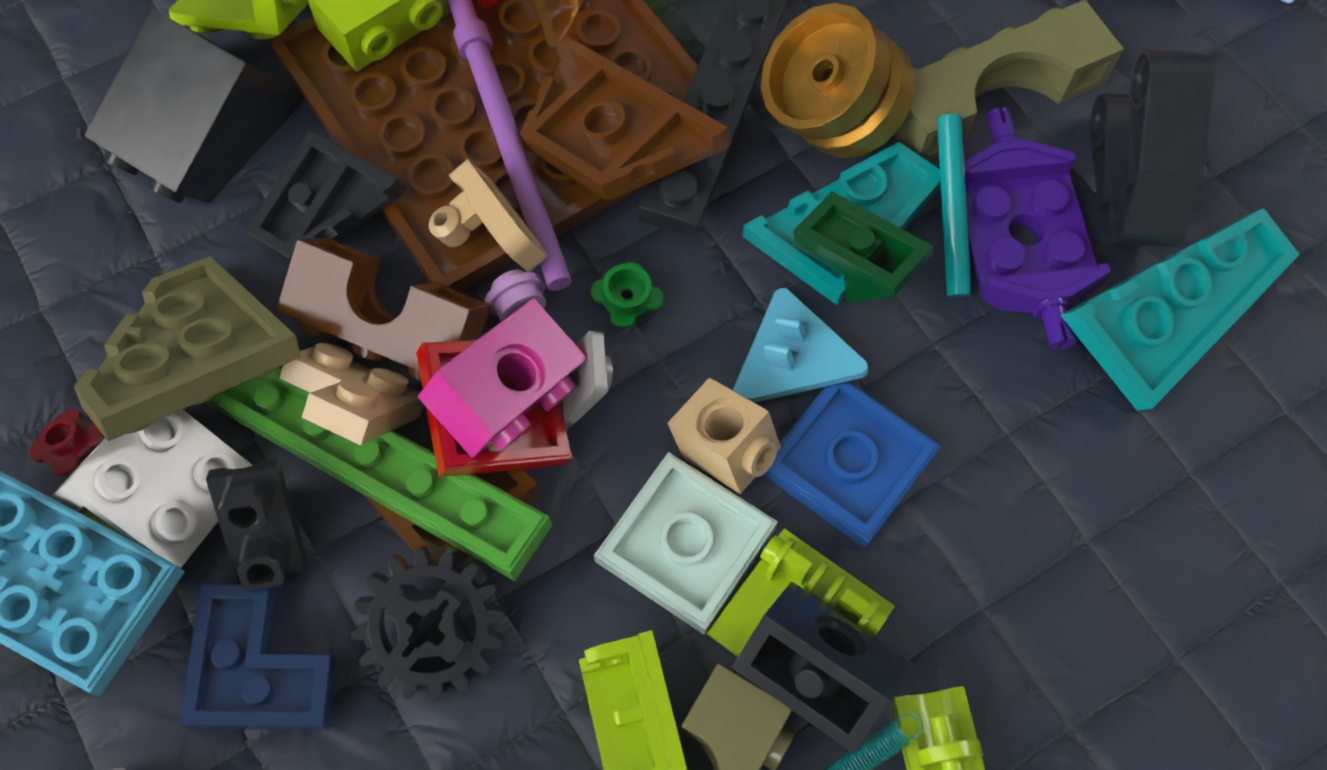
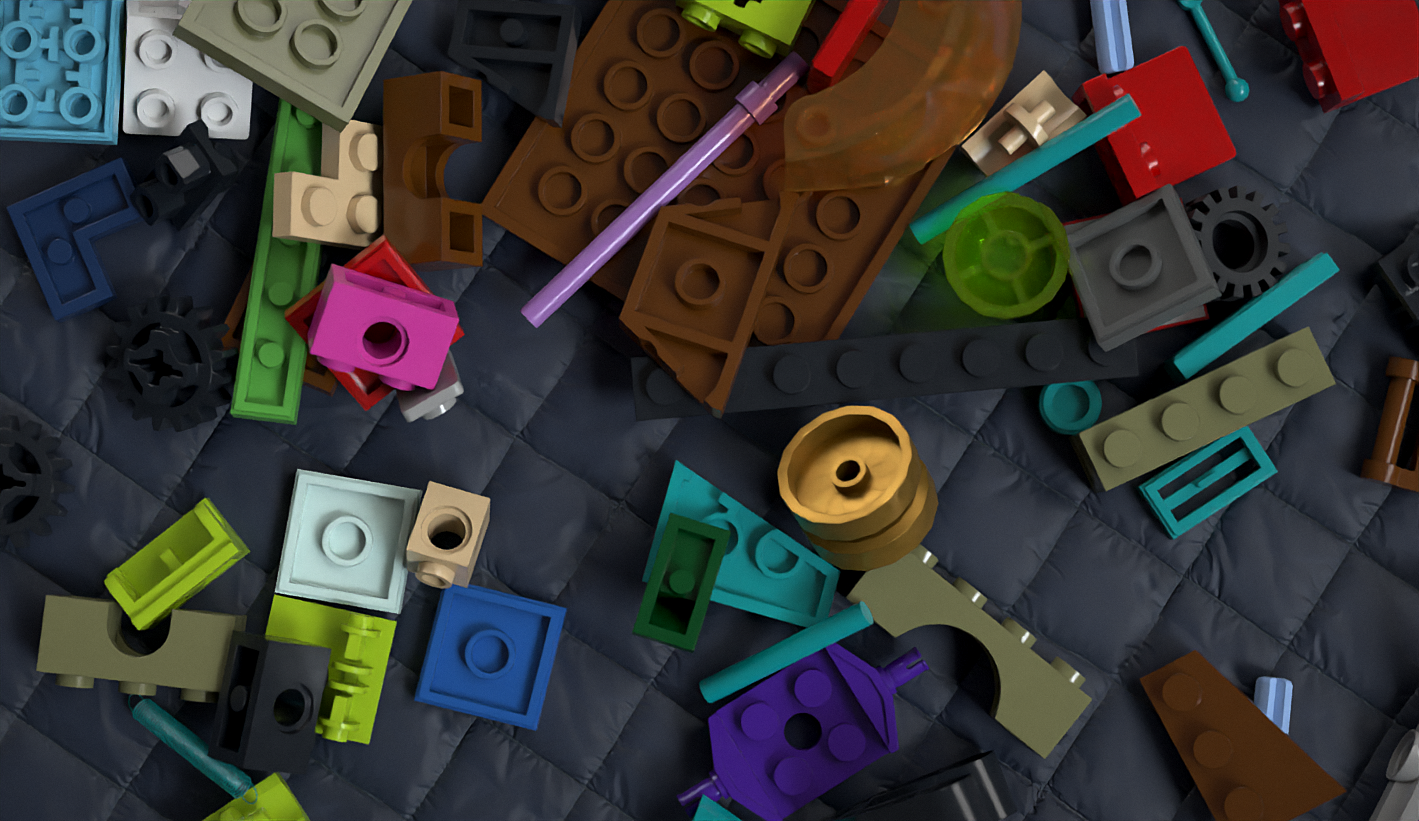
camera: 70 degrees right, 20 degrees up
(485, 203) = (559, 230): tan piece -> none
(513, 291) = (506, 282): lavender plate -> none
(626, 278) = (557, 363): green plate -> none
(795, 353) = (571, 560): medium azure piece -> none

